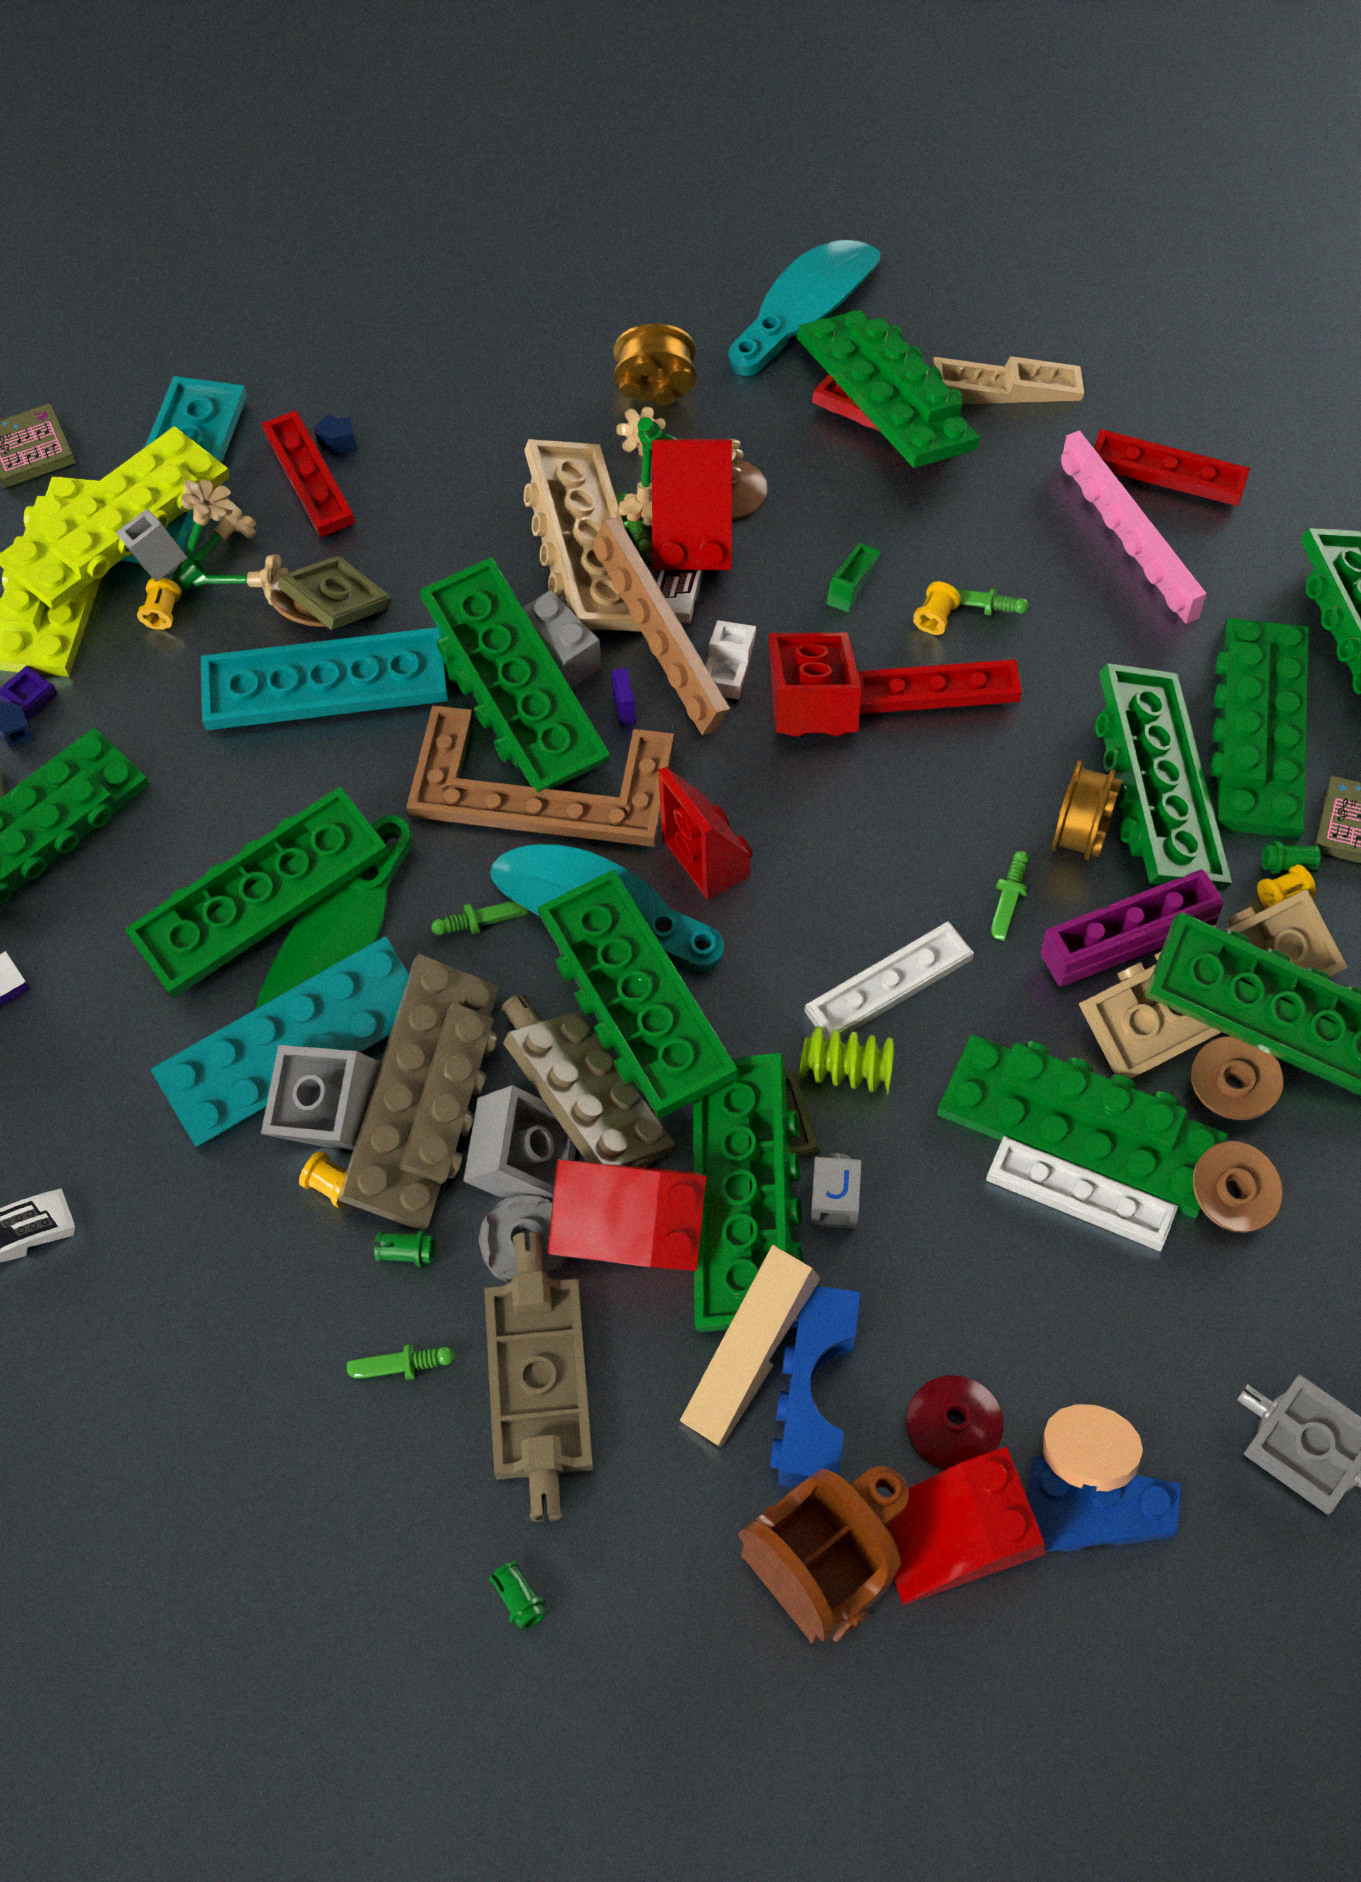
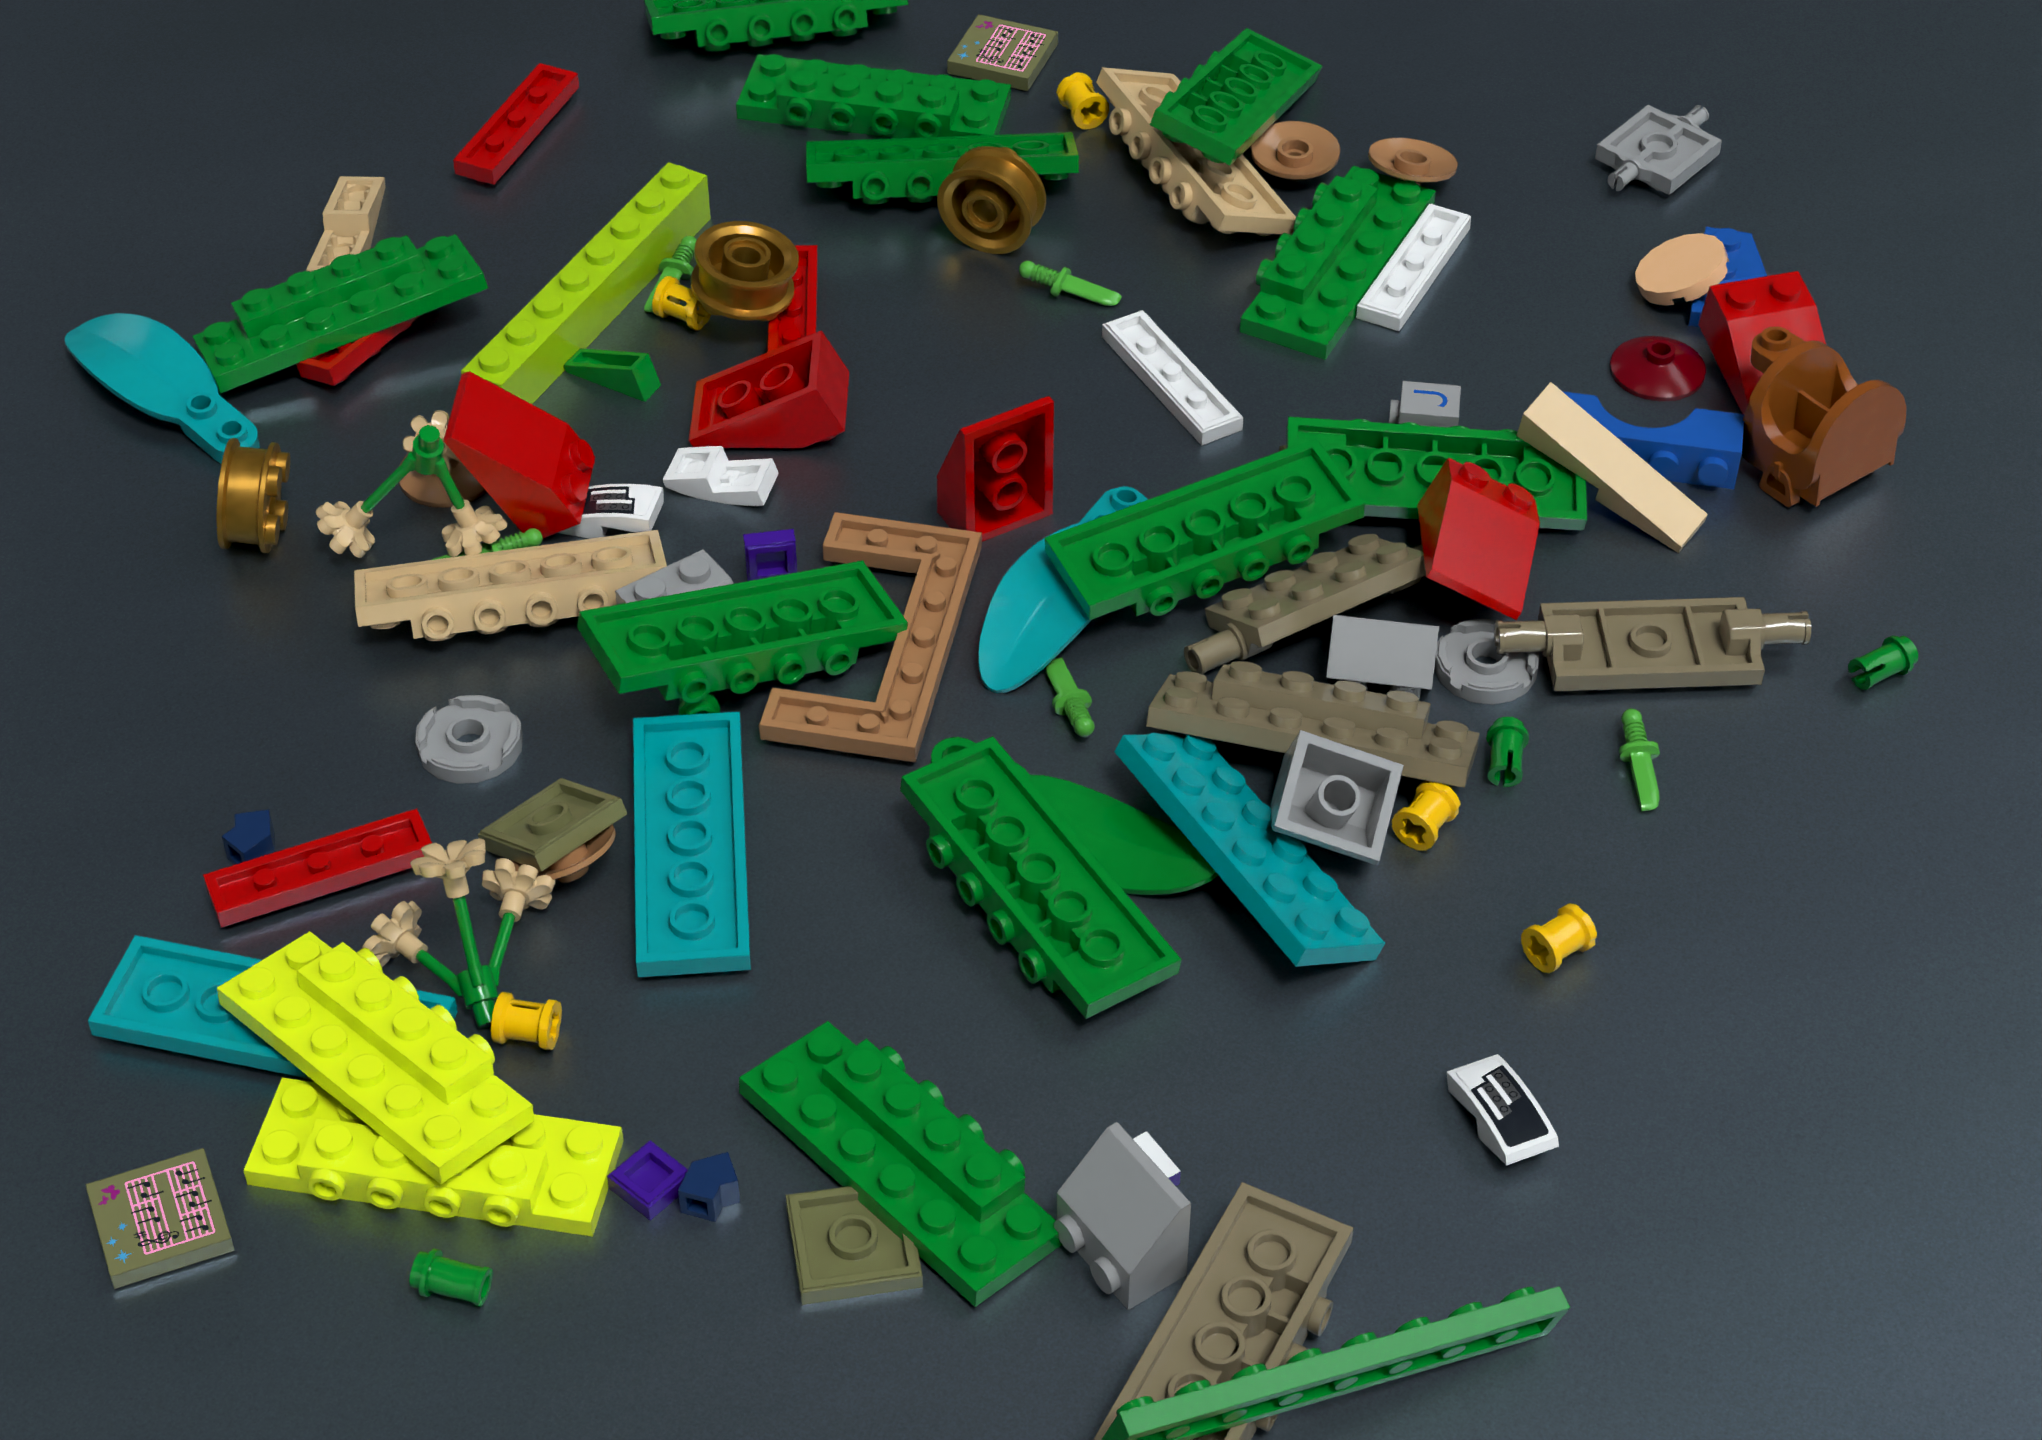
camera: 90 degrees left, 15 degrees down
(152, 545) = (464, 977): light grey brick -> none
(187, 1277) = (1558, 938): none -> yellow bush
(442, 557) = (475, 760): none -> light grey tile
(660, 626) = (679, 506): medium nougat plate -> none
(847, 1059) = (1275, 391): lime piece -> none
(936, 652) = (744, 271): none -> pearl gold wheel
(938, 541) = (595, 284): none -> lime brick
(1126, 927) = (1131, 192): magenta brick -> none
(1133, 528) = (596, 153): bright pink plate -> none
(1282, 857) = (1042, 100): green pin -> none

